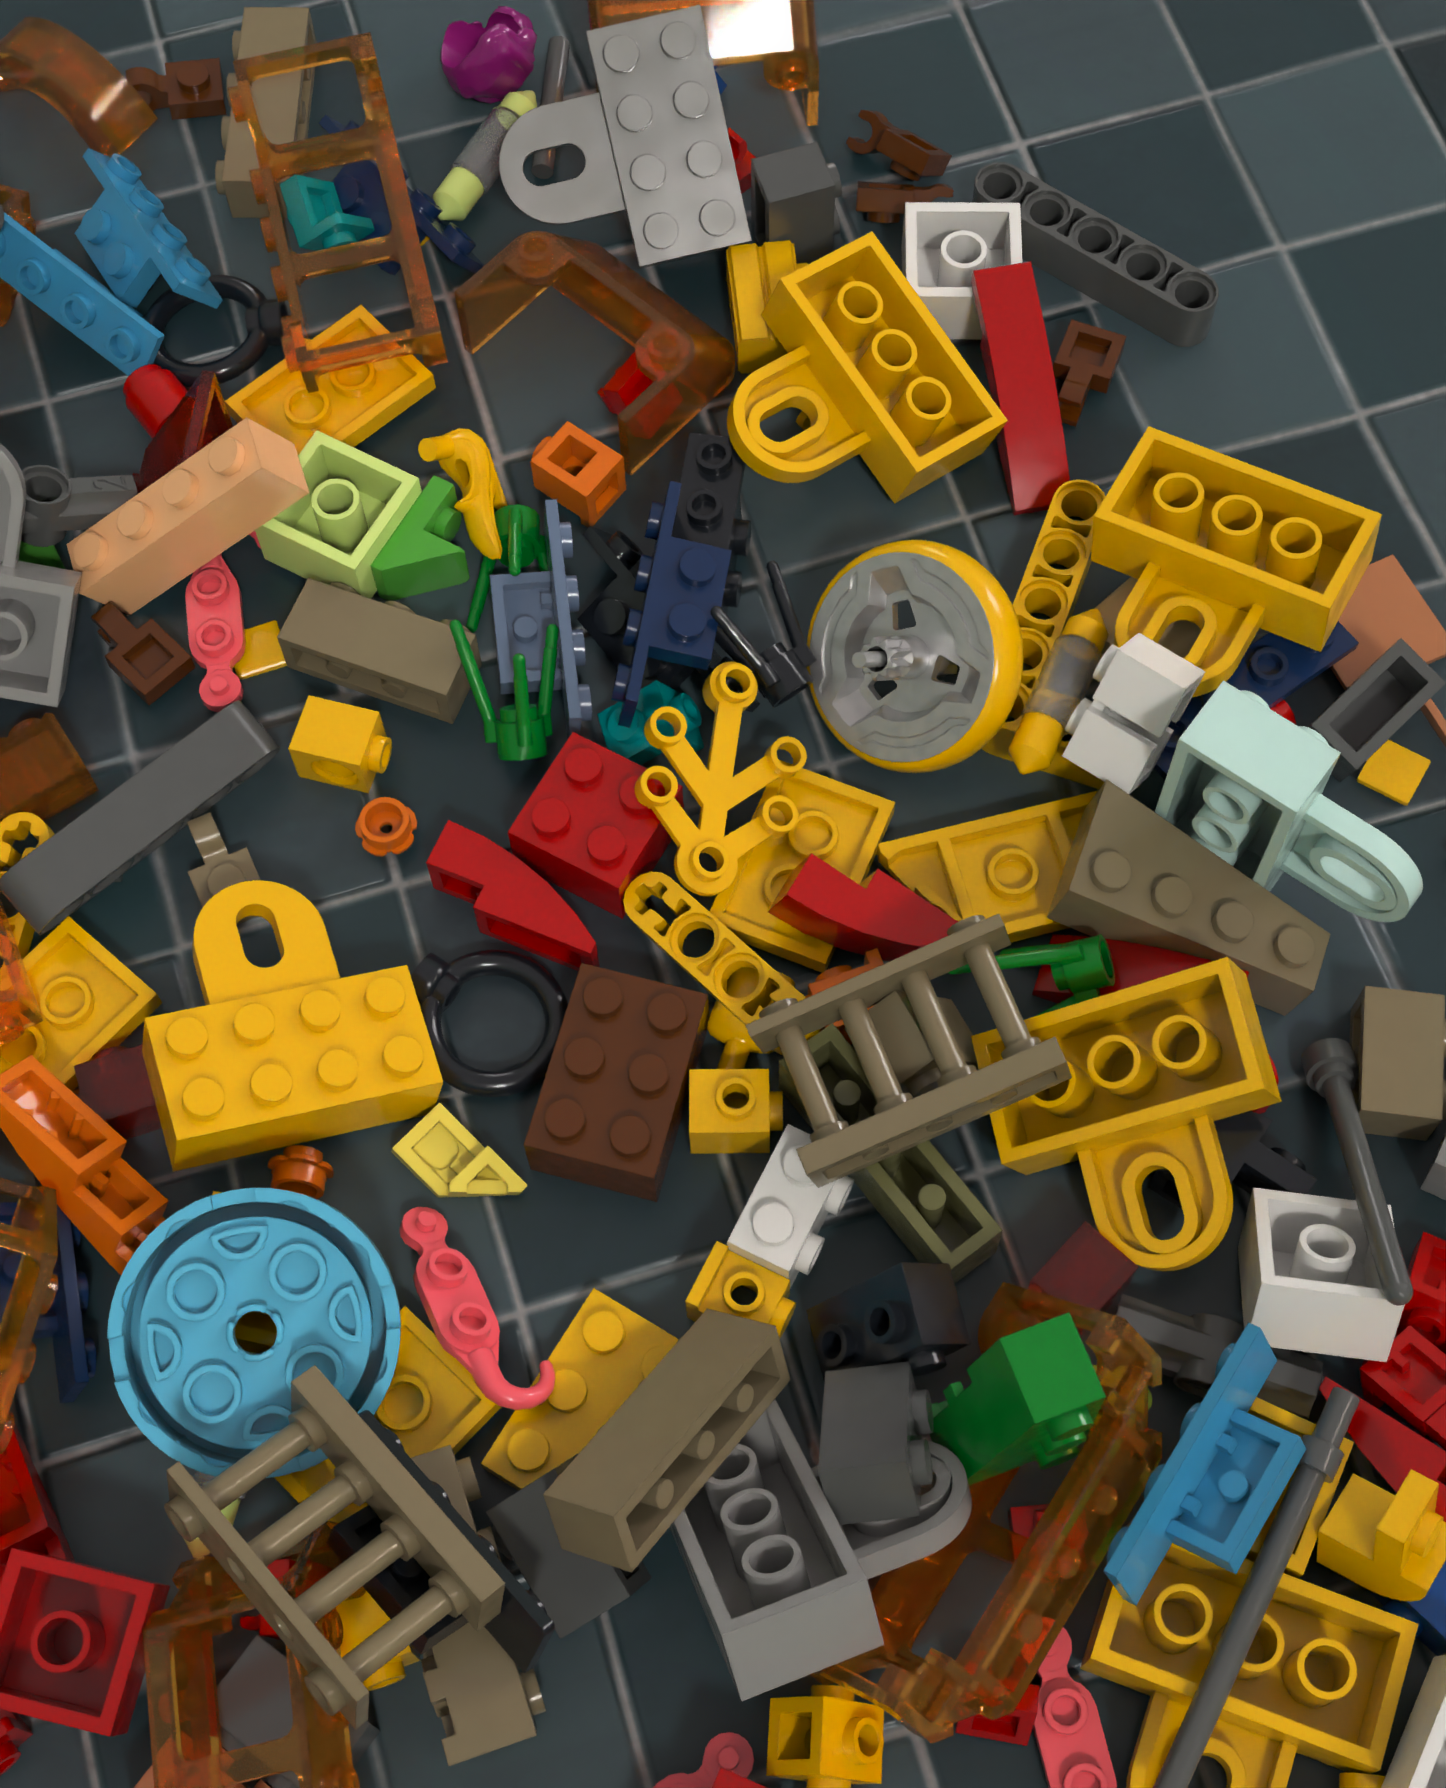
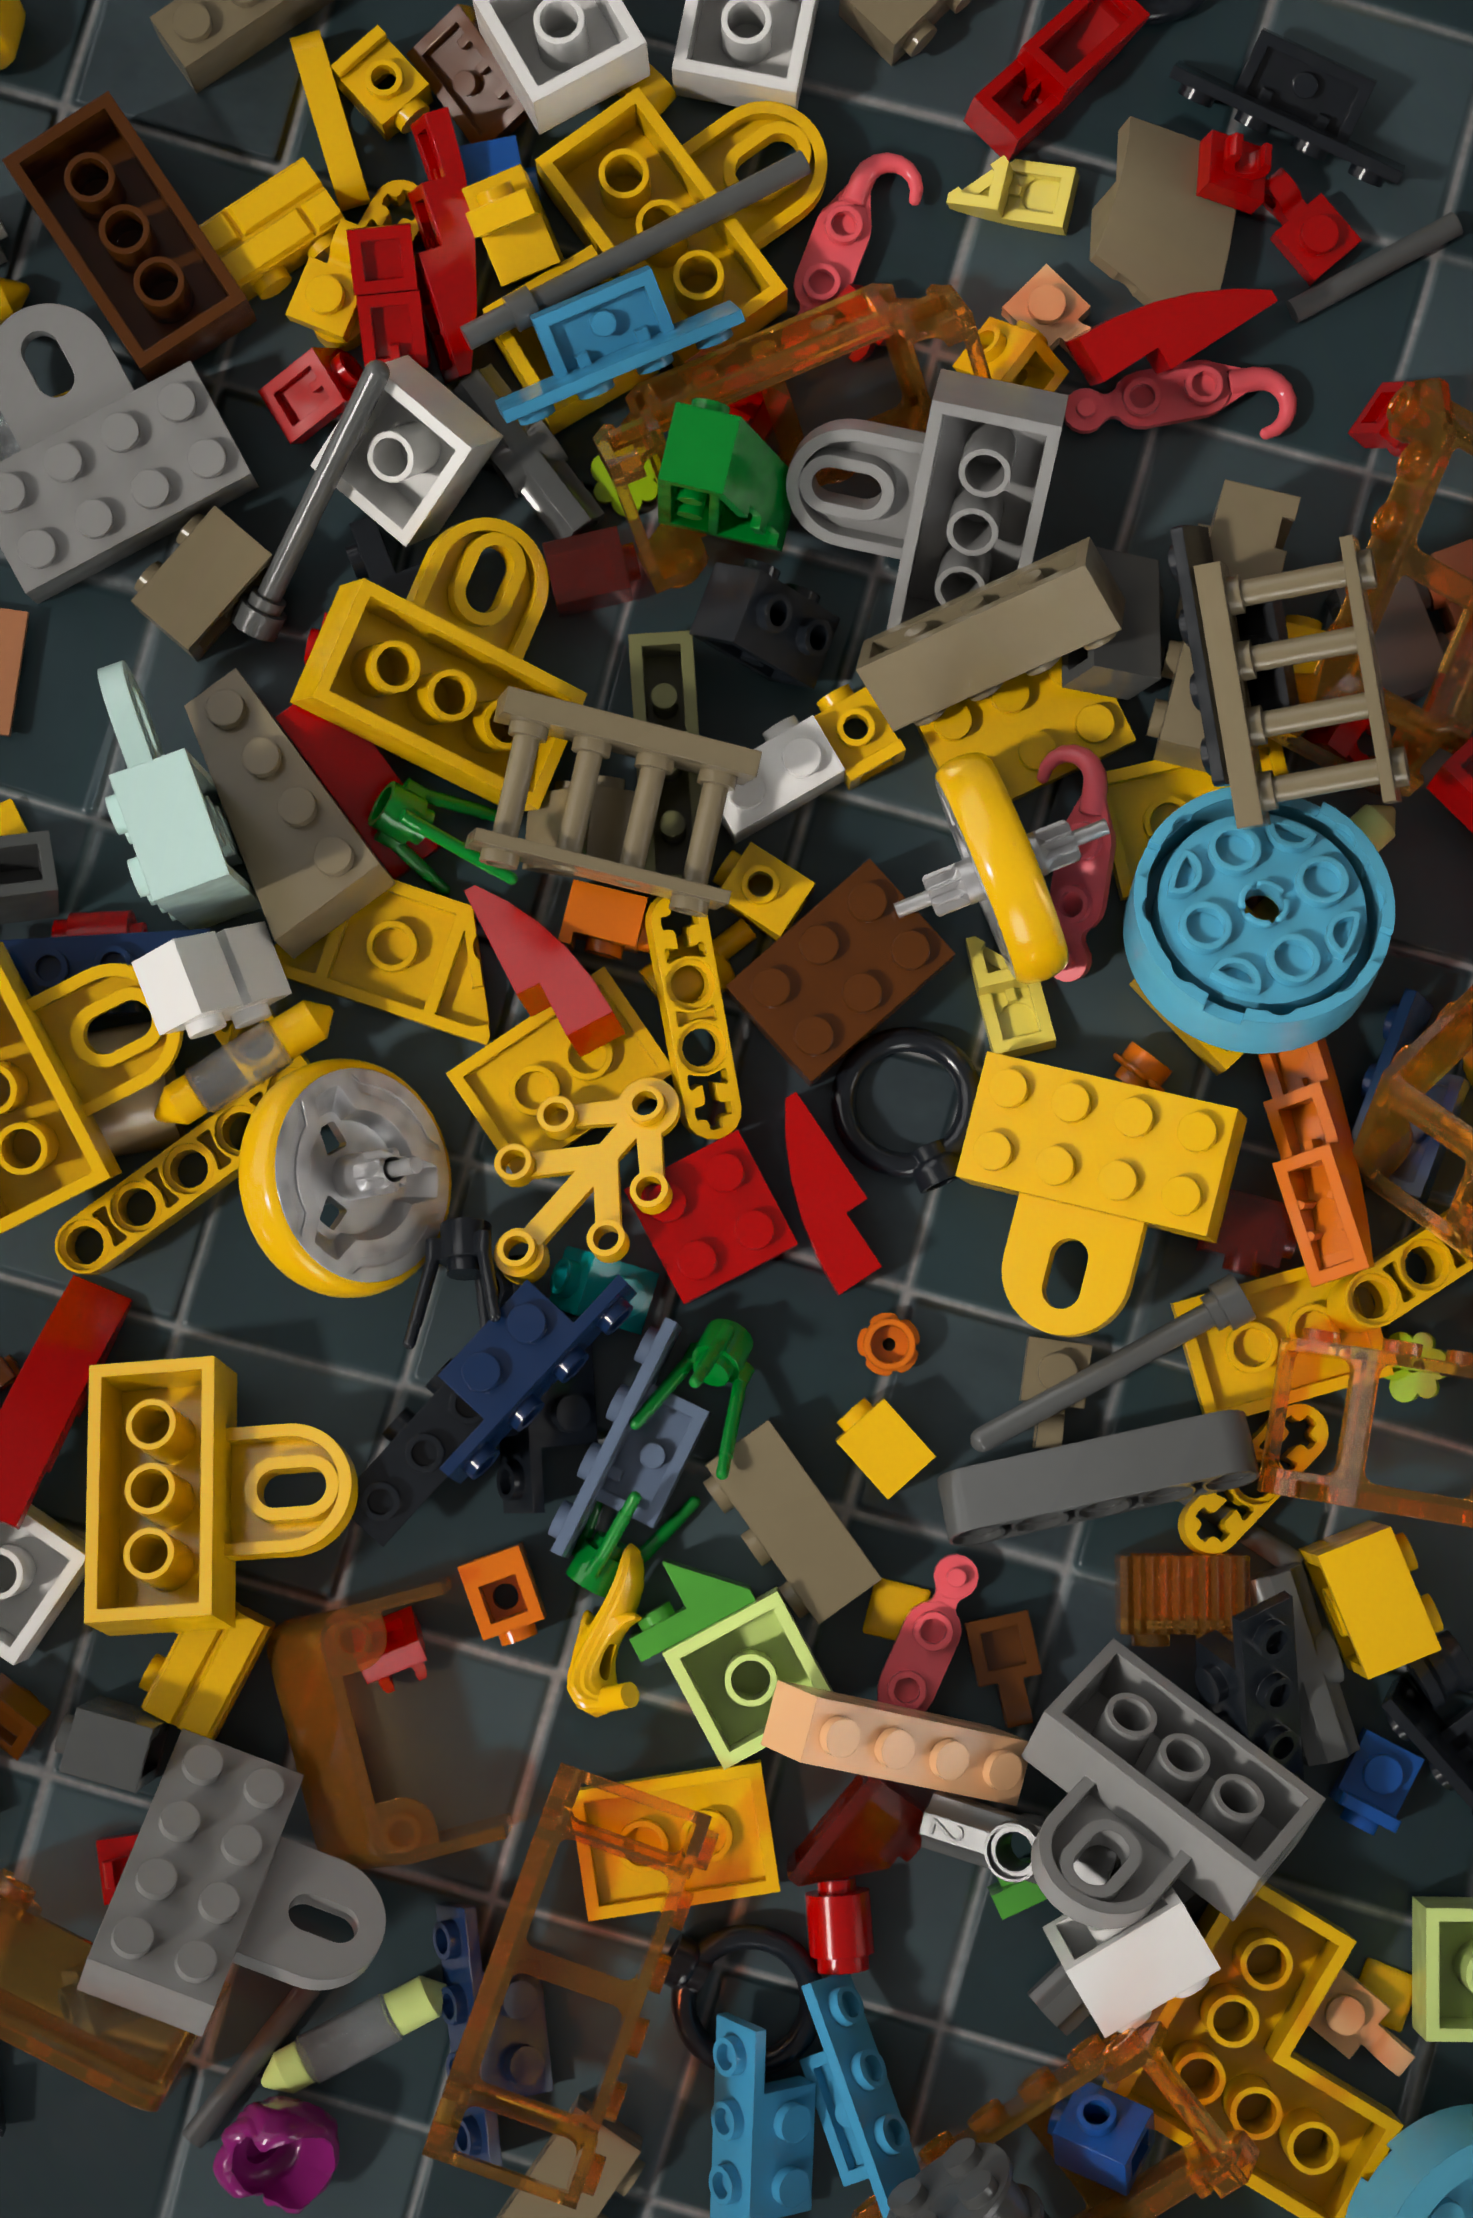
camera: 145 degrees left, 20 degrees up
(107, 1006) = (1220, 1308): none -> dark grey piece
(318, 215) = (571, 2043): teal bracket -> none
(526, 1231) = (1002, 868): none -> yellow wheel
(874, 1443) = (844, 529): dark grey piece -> none

